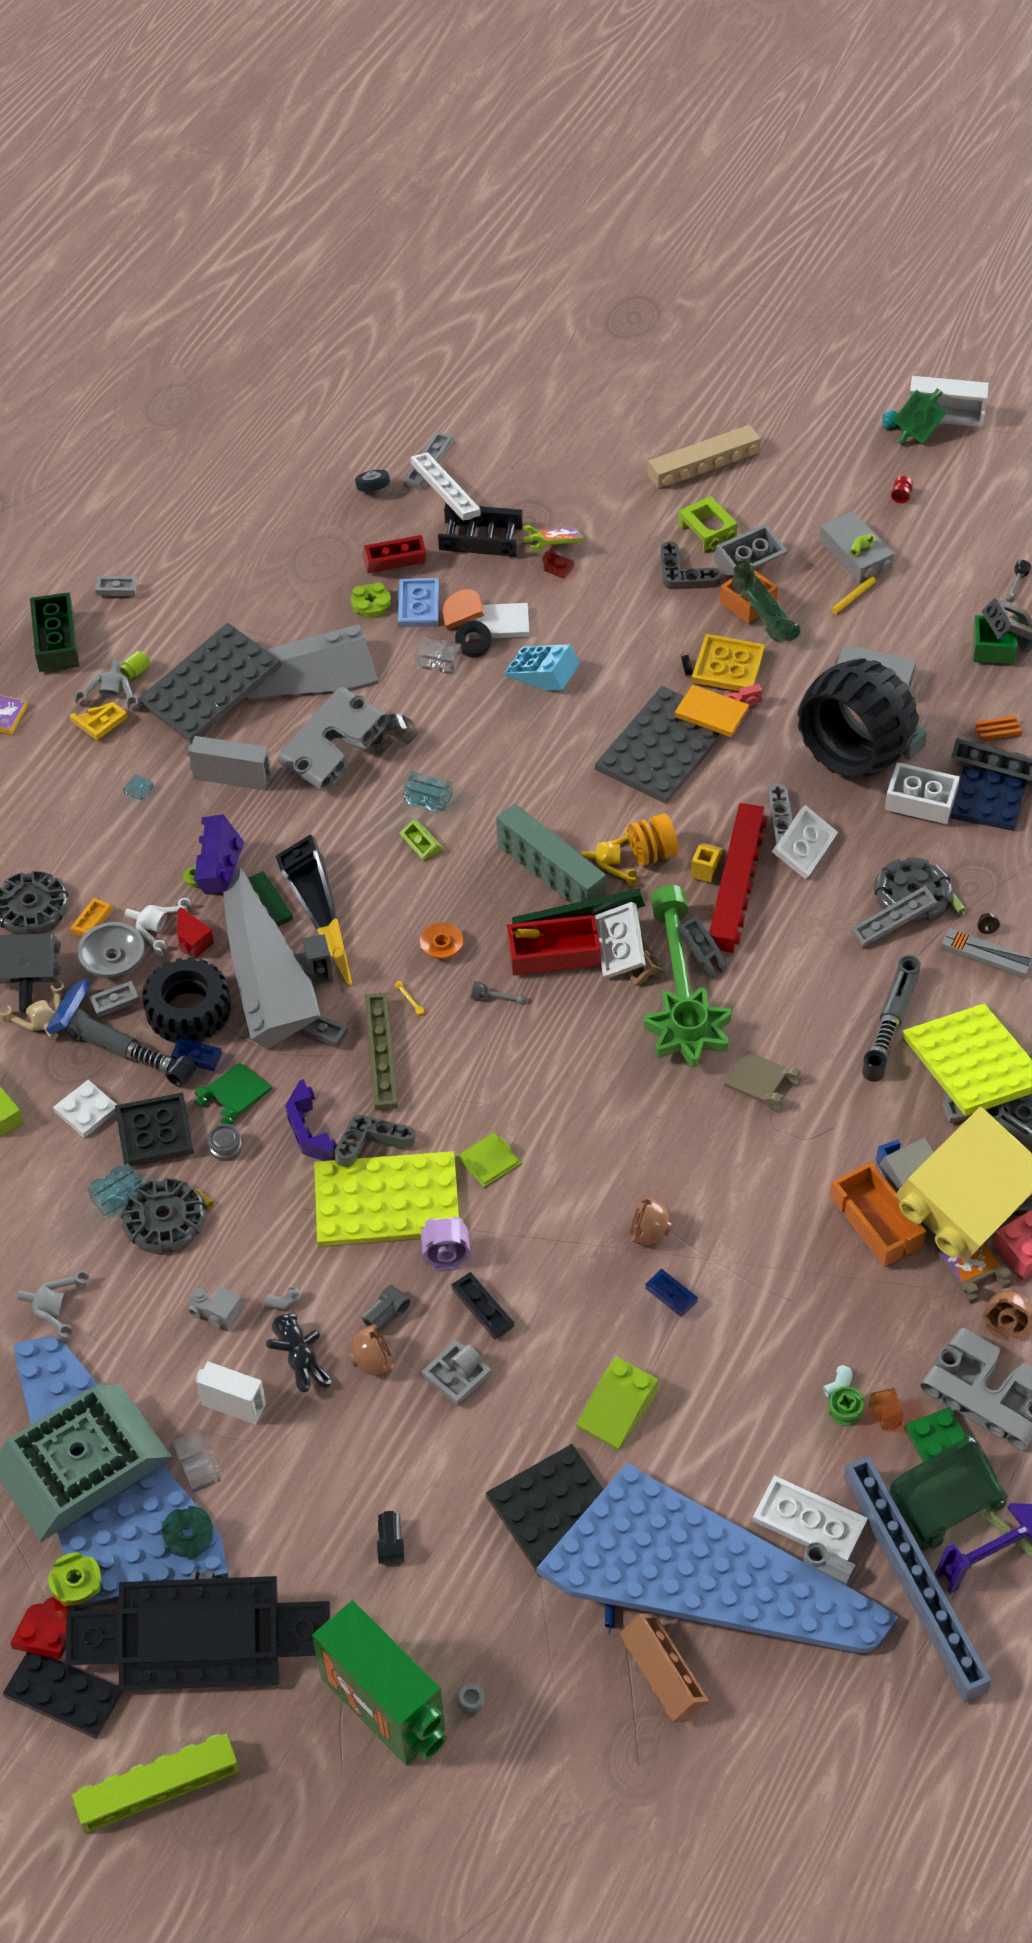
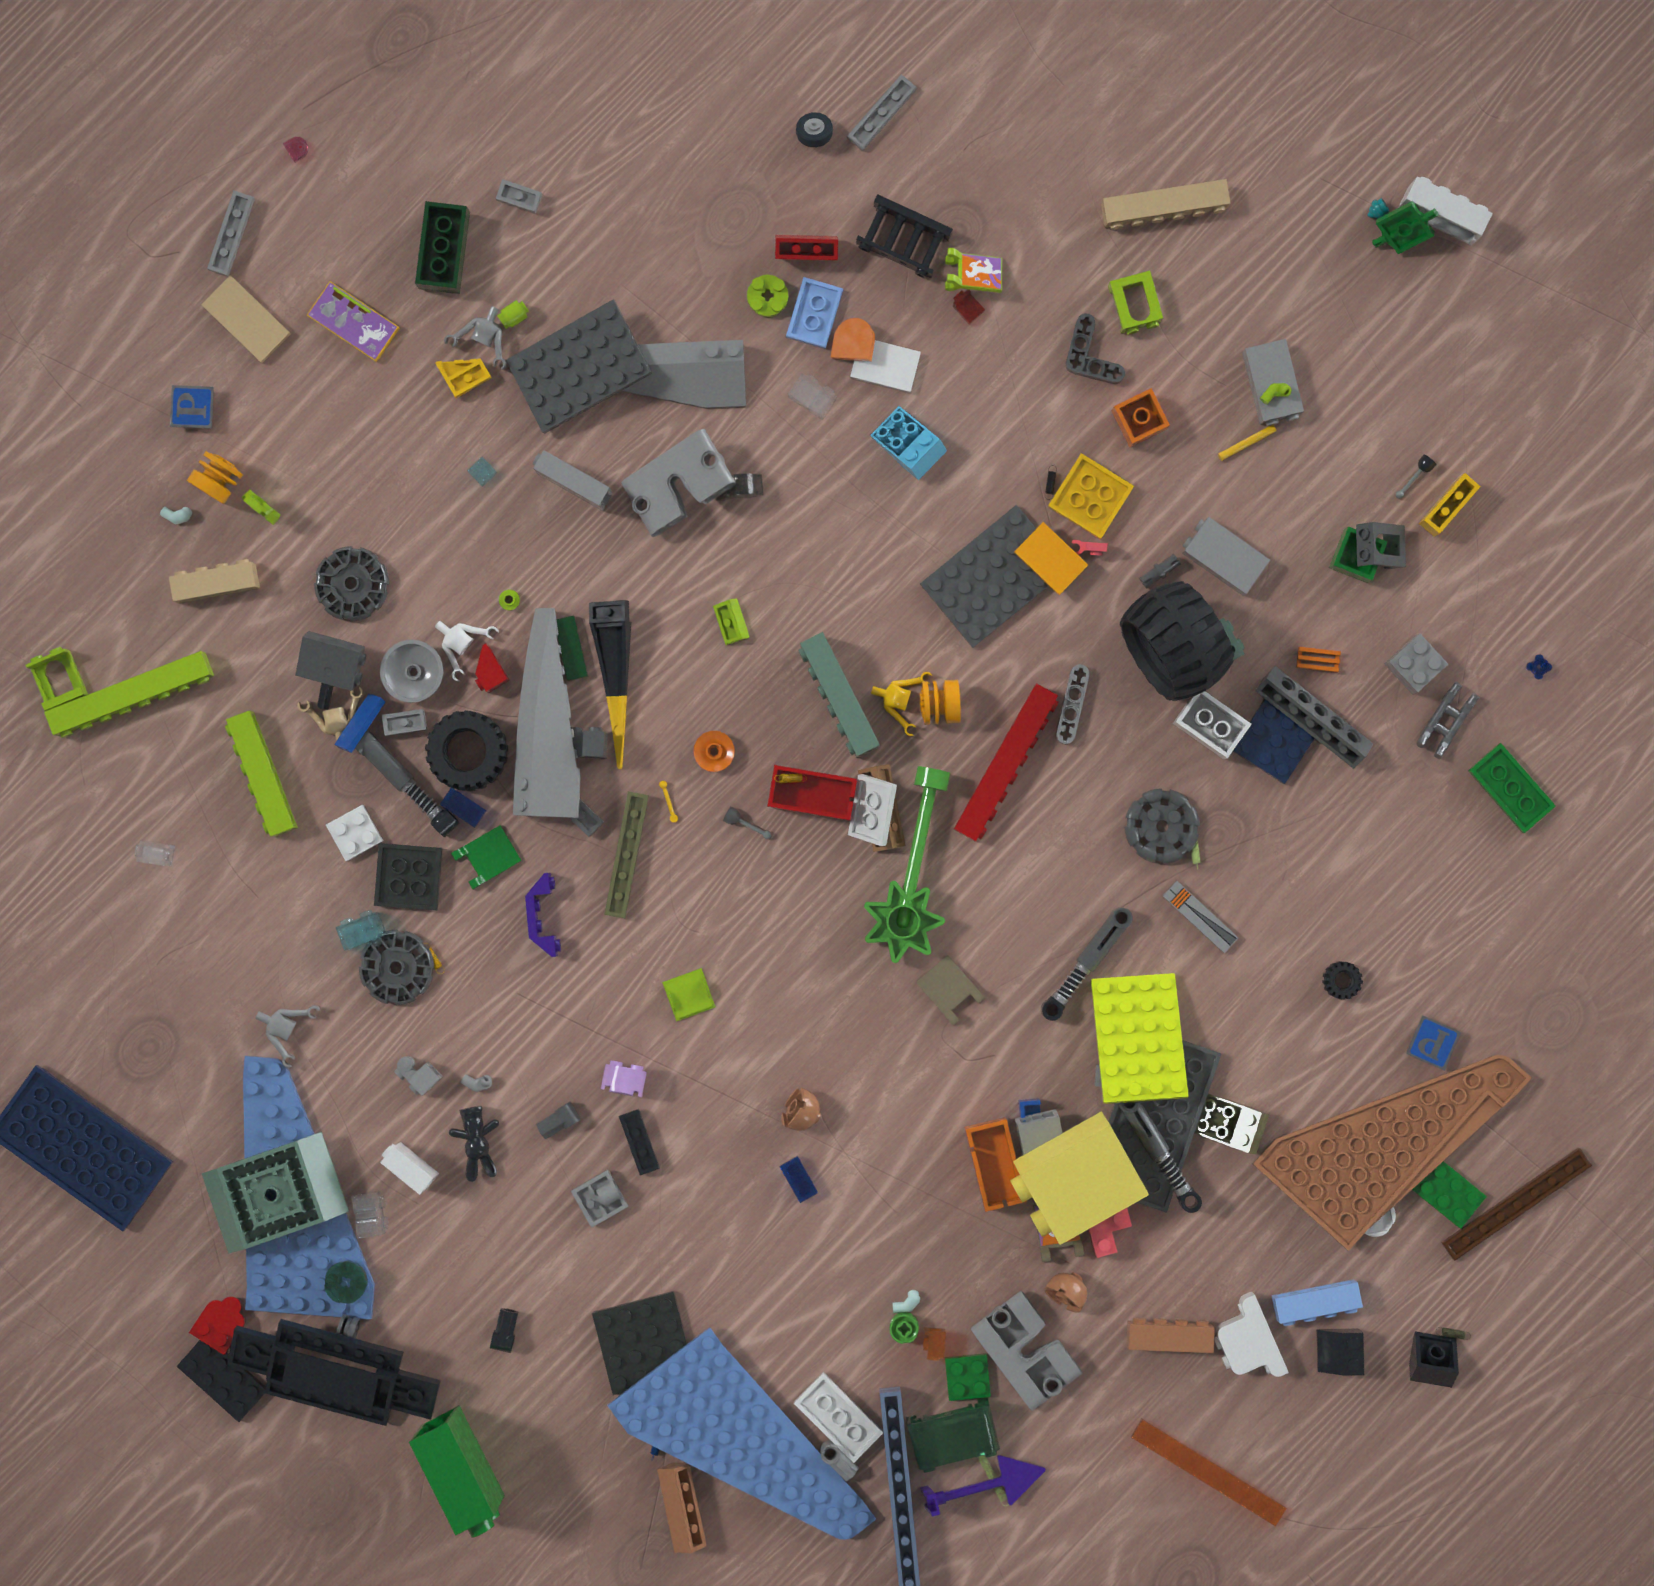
camera: 15 degrees right, 35 degrees up
(76, 1593) = (256, 1285): lime plate -> none
(93, 915) = (403, 622): light orange plate -> none
(155, 1782) = (276, 1476): lime brick -> none
(218, 854) = (534, 593): dark purple wedge -> none
(225, 1142) = (465, 910): flat silver wheel -> none
(371, 1352) = (534, 1162): nougat cylinder -> none
(383, 1197) = (589, 1008): neon yellow plate -> none
(403, 1137) = (593, 939): dark grey beam -> none
(427, 791) = (752, 569): clear light blue brick -> none
(445, 486) = (883, 172): white plate -> none
(471, 1698) = (530, 1479): light grey tile -> none
(482, 630) = (865, 385): black tyre -> none
(584, 908) = (845, 766): dark green tile -> none
(618, 1403) = (721, 1268): lime slope -> none
(702, 945) = (945, 834): dark grey hinge -> none
(706, 862) = (986, 735): yellow slope -> none
(748, 584) = (1148, 446): clear green plate -> none
(756, 546) = (1162, 363): light grey slope -> none
(805, 842) = (1081, 745): white plate -> none
(894, 916) = (1130, 856): light grey tile -> none
(902, 489) = (1350, 316): red wheel -> none
(988, 923) = (1213, 888): dark brown plate -> none

